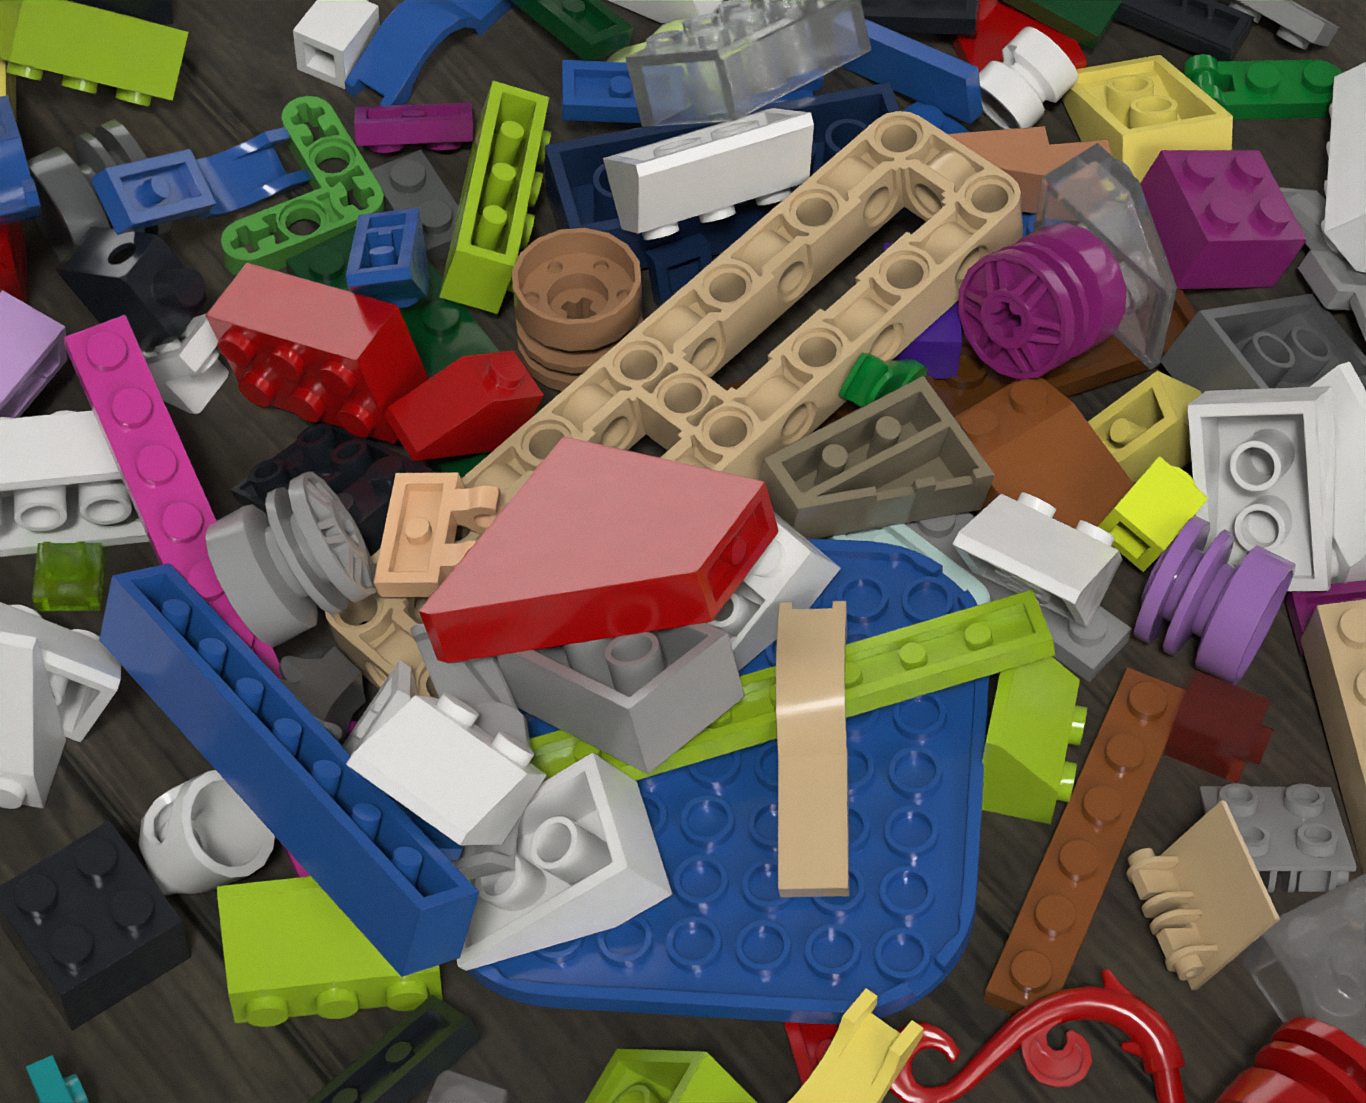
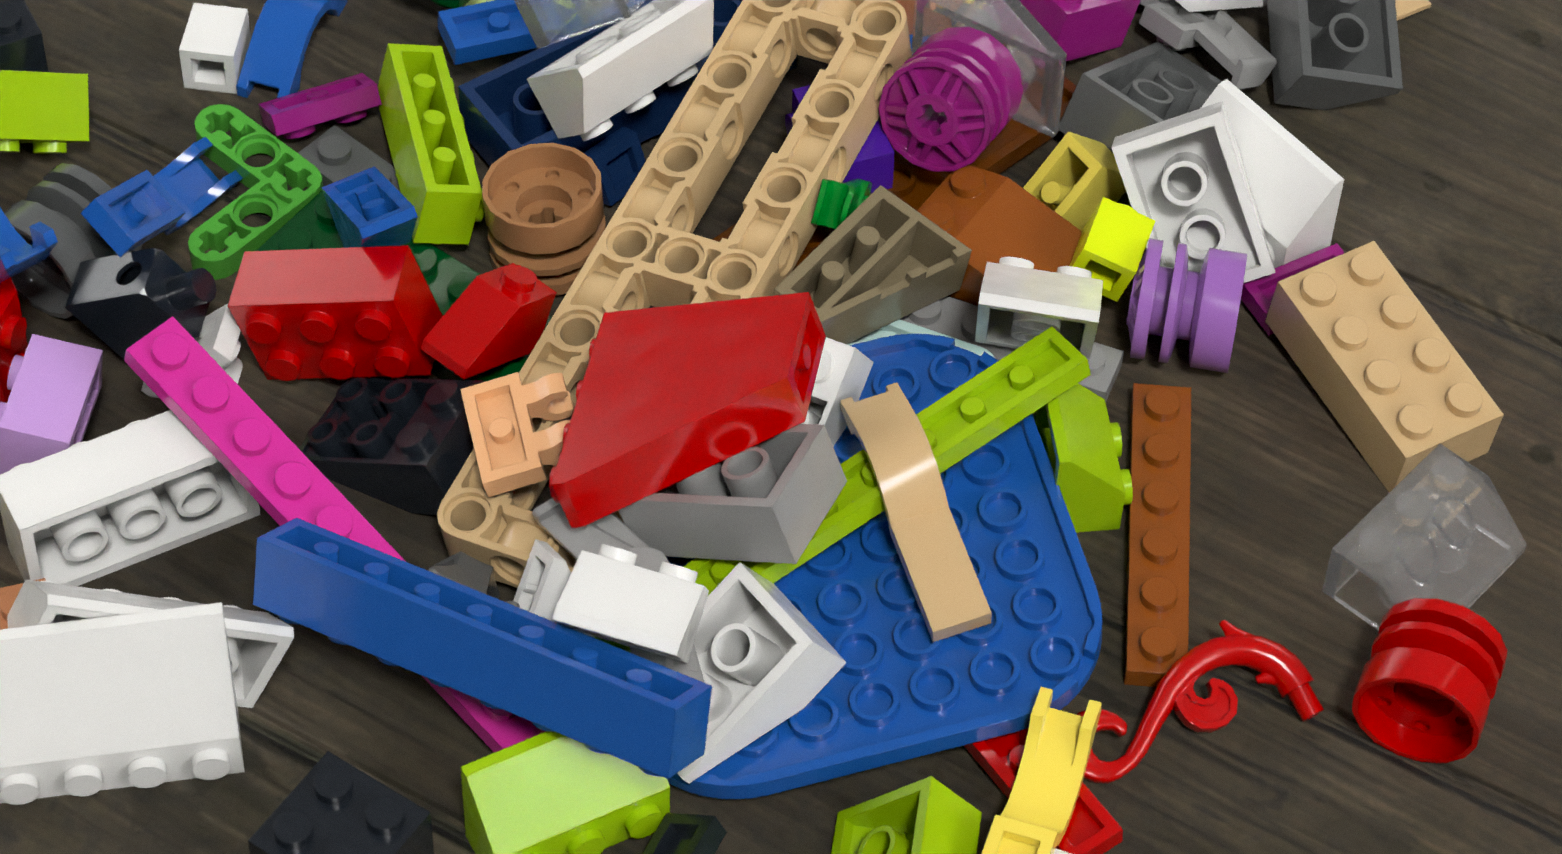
camera: 20 degrees left, 5 degrees down
(68, 576) = (180, 569): clear neon green tile -> none
(202, 837) = (416, 737): white piece -> none
(290, 560) = (405, 482): light grey wheel -> none
(1203, 897) = (1278, 539): tan hinge -> none
(1219, 728) = (1230, 408): clear red brick -> none
(1289, 832) = (1311, 483): light grey hinge -> none

